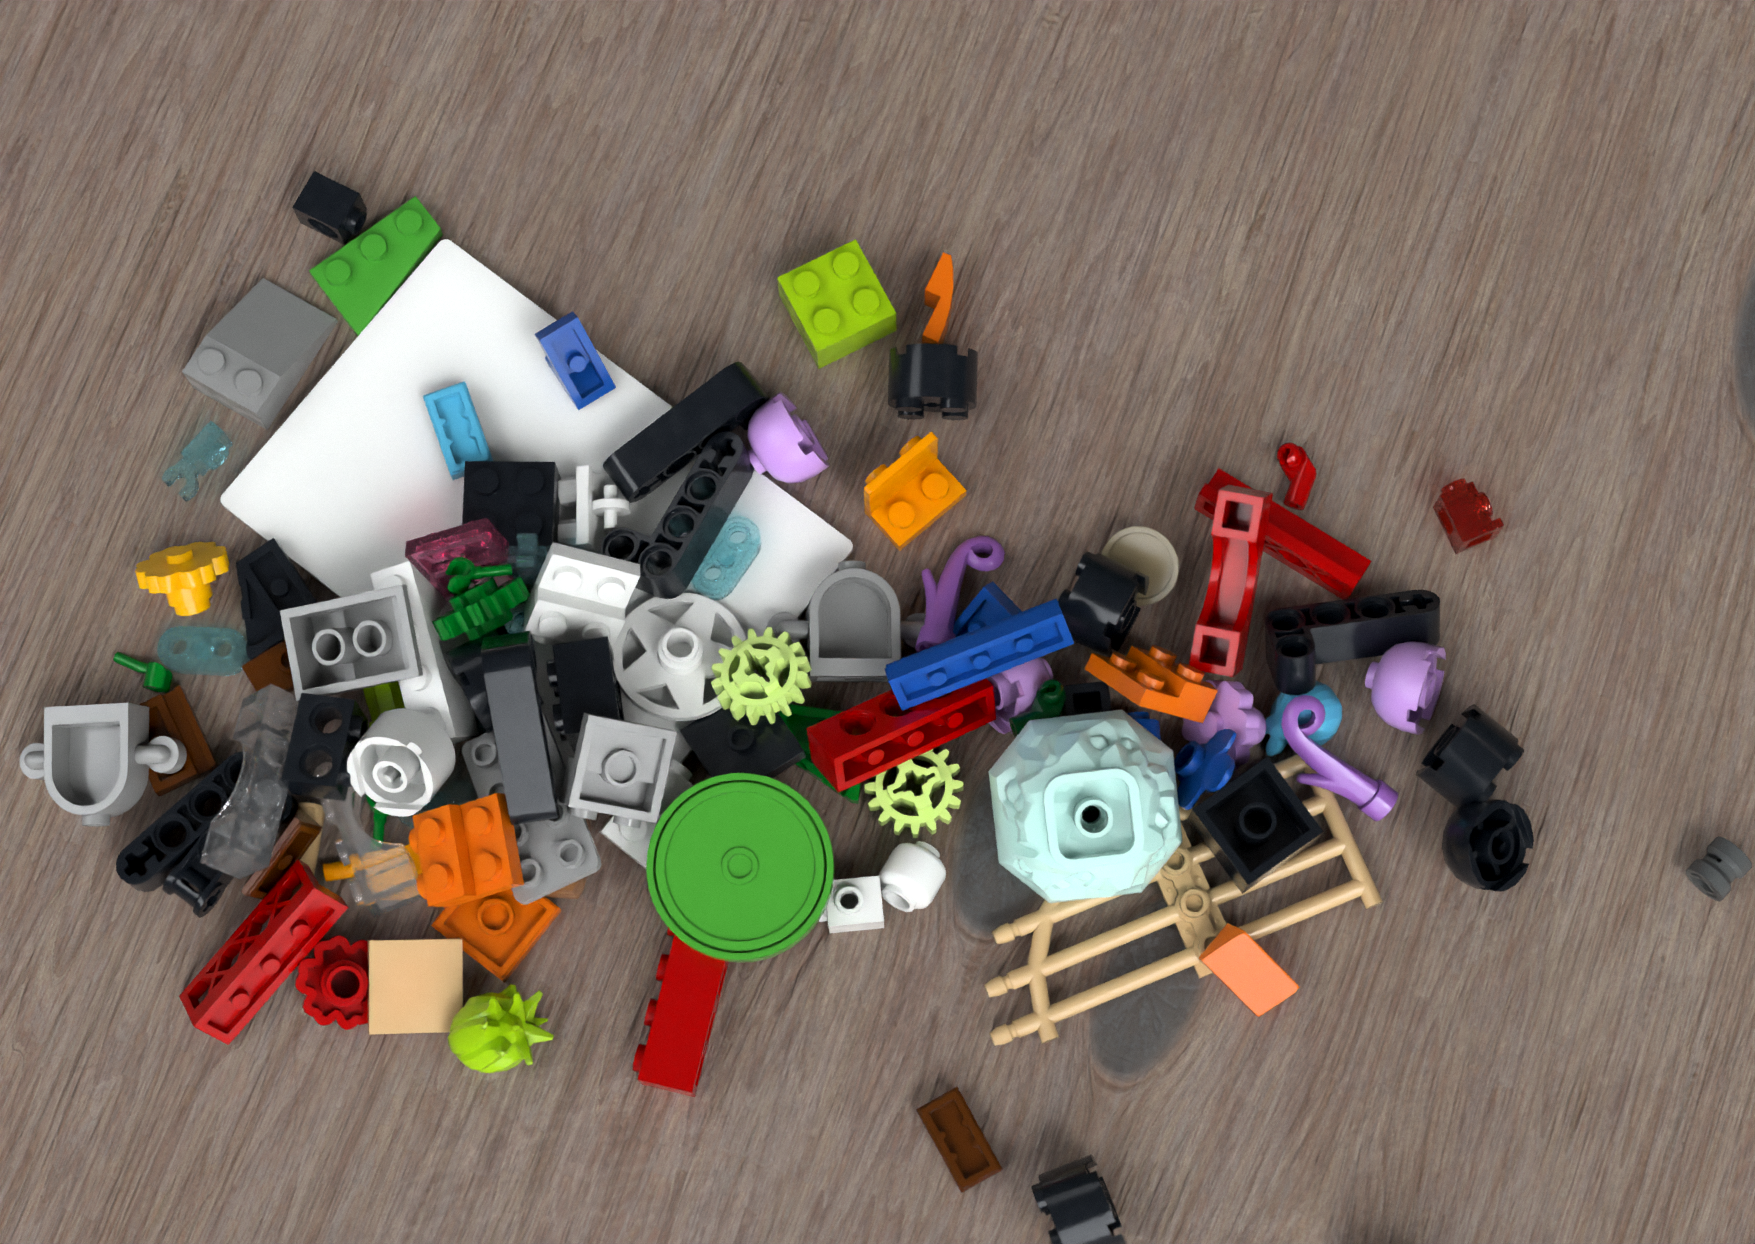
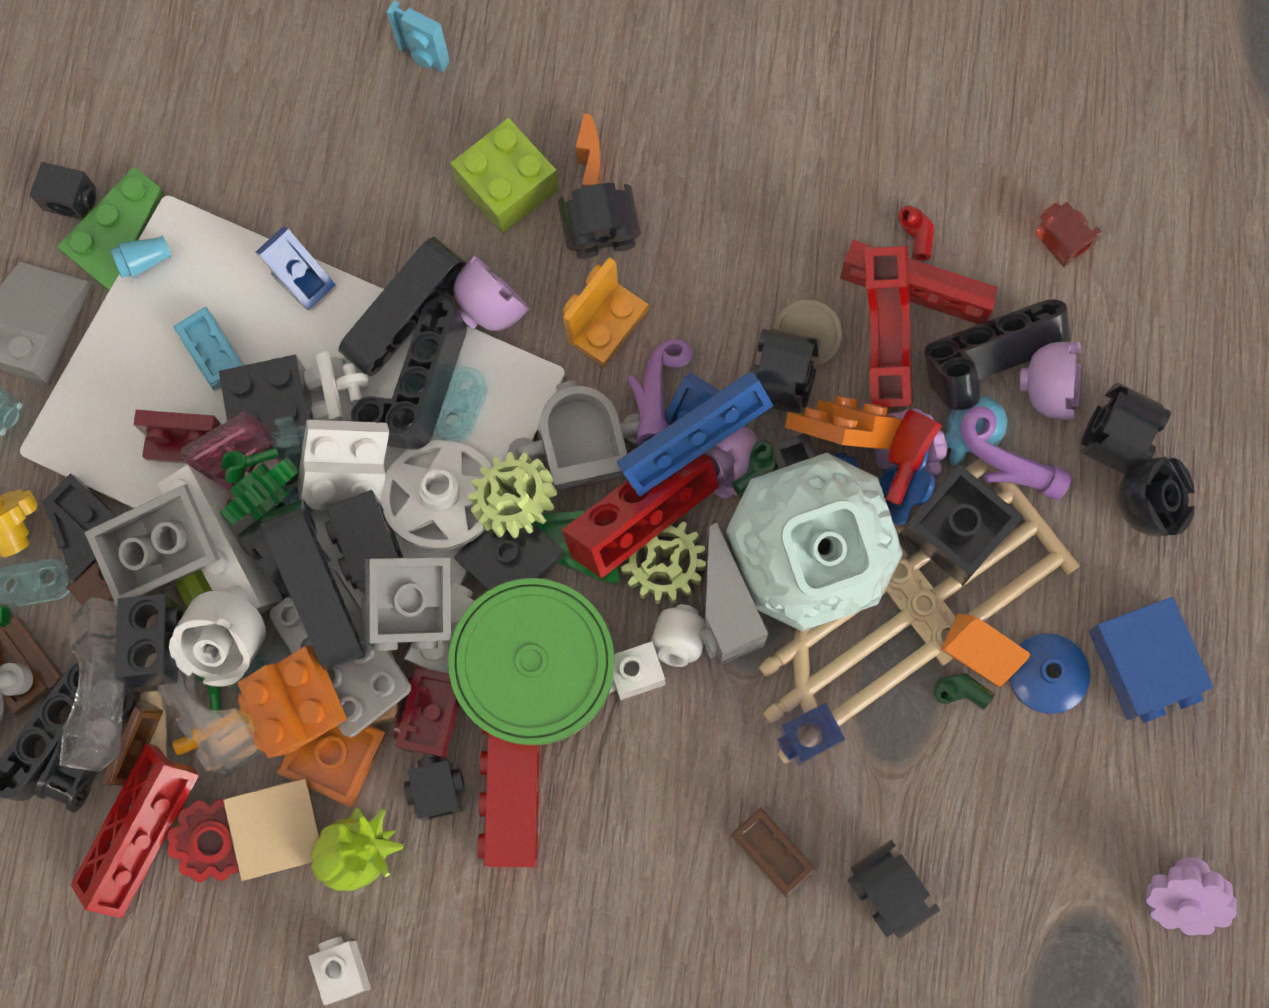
camera: 10 degrees left, 0 degrees up
(395, 519) = (170, 432): none -> dark red bracket
(401, 304) = (139, 255): none -> medium azure cone
(453, 1156) = (339, 970): none -> white brick
(601, 983) = (434, 788): none -> black brick
(612, 899) = (427, 714): none -> dark red bracket
(778, 120) = (420, 36): none -> medium azure plate
(972, 865) = (730, 613): none -> light grey slope
(1044, 1004) = (823, 722): none -> clear blue brick
(1213, 1007) = (960, 687): none -> dark green arm
(1214, 728) = (908, 451): none -> red piece
(1314, 1038) = (1045, 693): none -> blue dish
(1434, 1026) = (1151, 660): none -> blue brick

